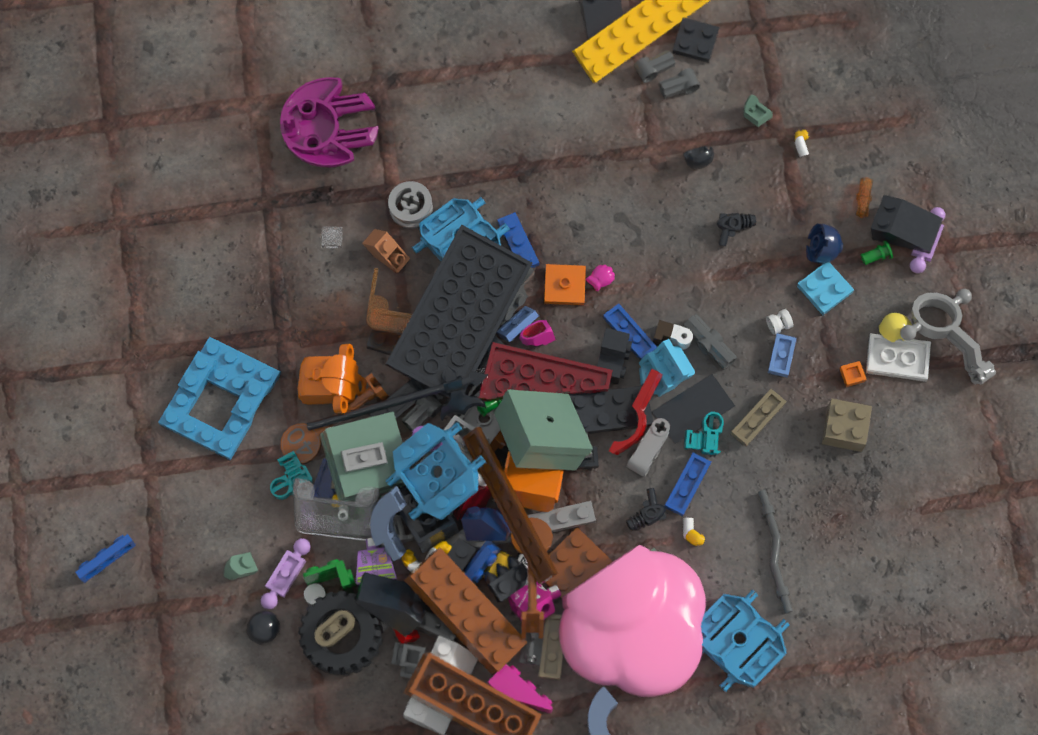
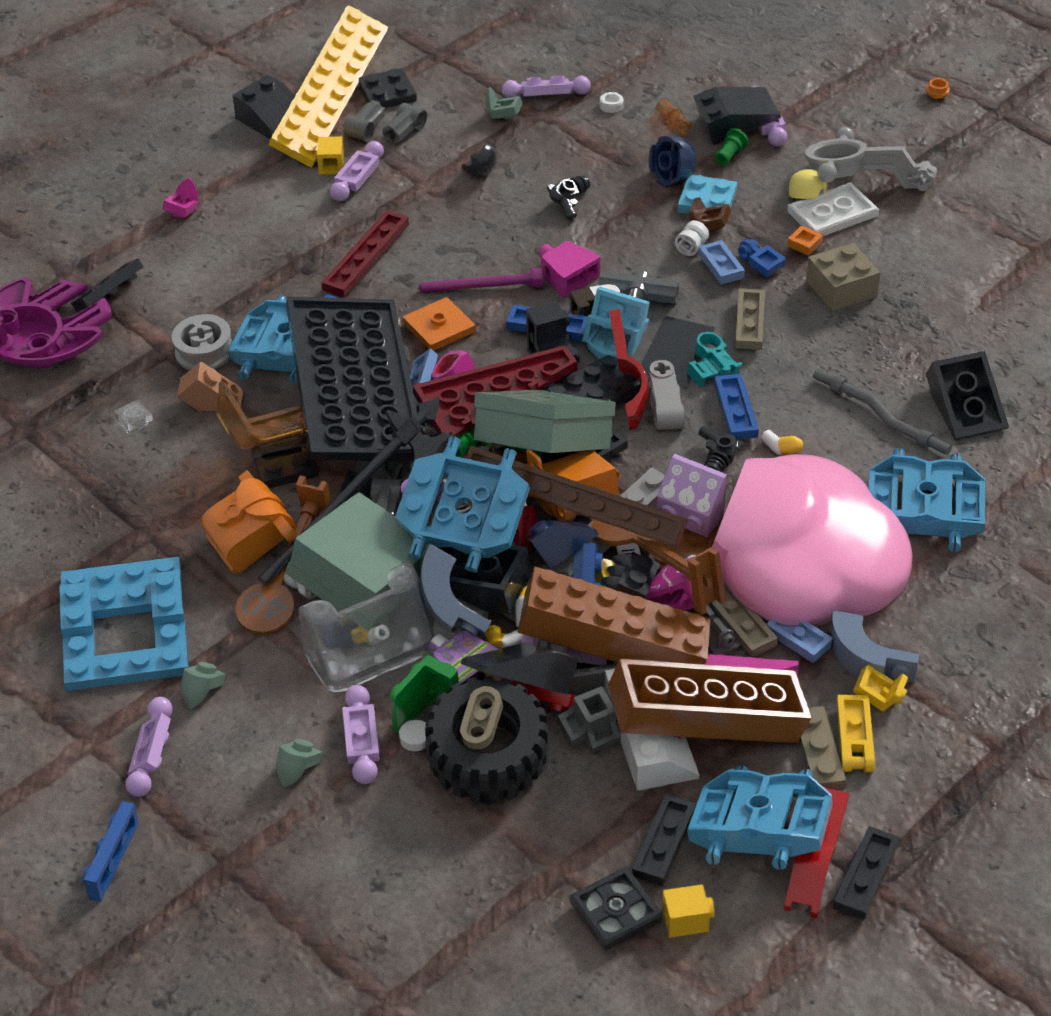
camera: 35 degrees left, 25 degrees down
(167, 504) = (149, 746): none -> lavender plate
(228, 474) = (198, 681): none -> sand green plate
(263, 627) = (380, 802): black hair -> none
(294, 471) = (283, 643): teal piece -> none
(363, 457) = (365, 540): light grey plate -> none
(389, 113) = (108, 285): none -> black plate
(484, 66) = (183, 201): none -> dark pink plate
(565, 191) = (365, 253): none -> dark red plate
(576, 687) = (802, 639): none -> medium blue plate
(587, 547) = (694, 494): none -> lavender slope
(601, 277) = (472, 298): dark pink animal -> none
(608, 84) = (330, 155): none -> yellow brick
(615, 110) = (356, 171): none -> lavender plate
(652, 286) = (531, 278): none -> magenta piece
(679, 292) = (568, 267): none -> dark pink torso
(800, 144) = (567, 107): white arm -> none
(801, 110) = (536, 86): none -> lavender plate
(807, 309) = (711, 217): none -> reddish brown bracket
(812, 373) = (763, 260): none -> blue plate
(835, 153) = (611, 102): none -> white tile
(835, 581) = (967, 395): none -> black slope

